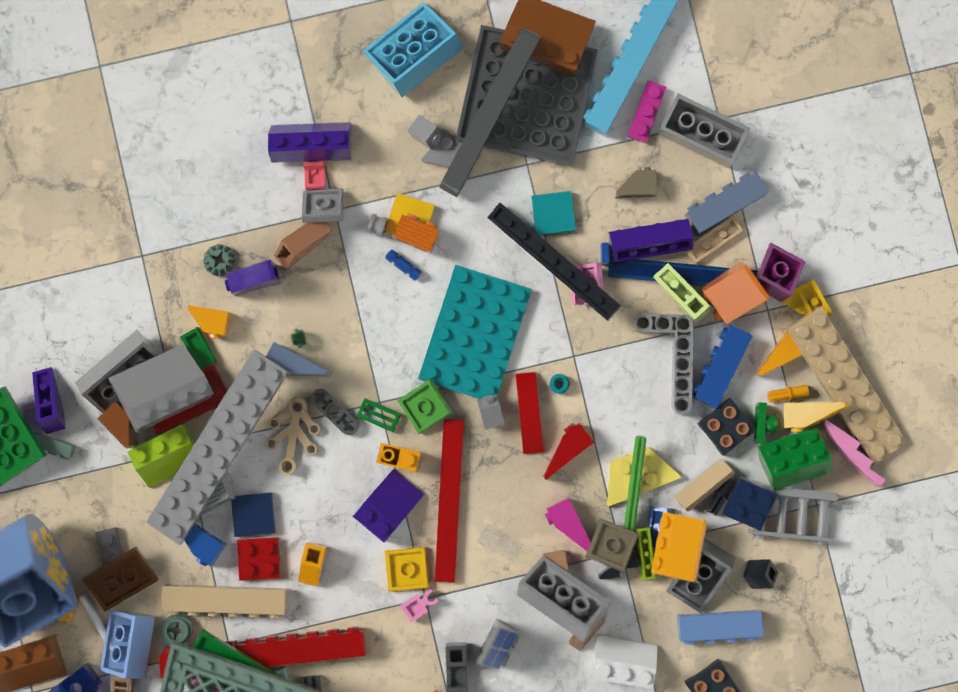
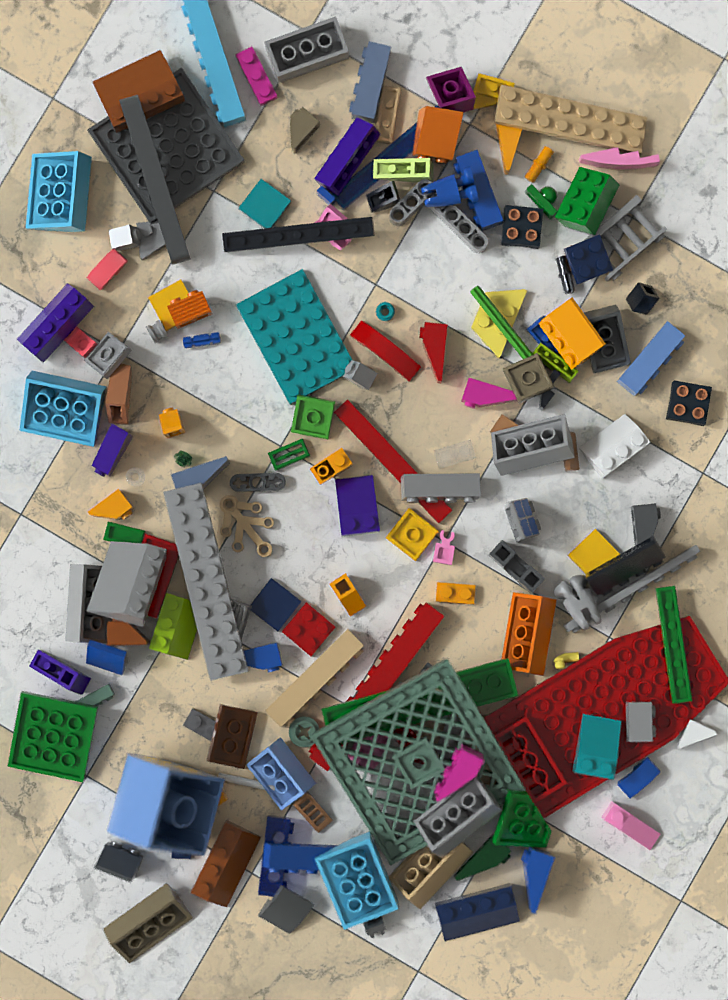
camera: 55 degrees left, 0 degrees up
(90, 425) = (106, 657): none -> blue tile
(221, 269) = (84, 466): sand green gear -> none
(251, 209) = (62, 408): none -> medium azure slope
(317, 302) = (171, 423): none -> light orange slope
(389, 141) = (106, 269): none -> coral slope
(393, 646) = (455, 593): none -> light orange plate
(462, 557) = (440, 487): none -> light grey brick
(645, 298) = (383, 197): none -> black slope
(697, 345) = (448, 190): none -> blue piece
(704, 485) = (547, 279): tan tile -> none
(810, 414) = (566, 163): yellow slope -> none

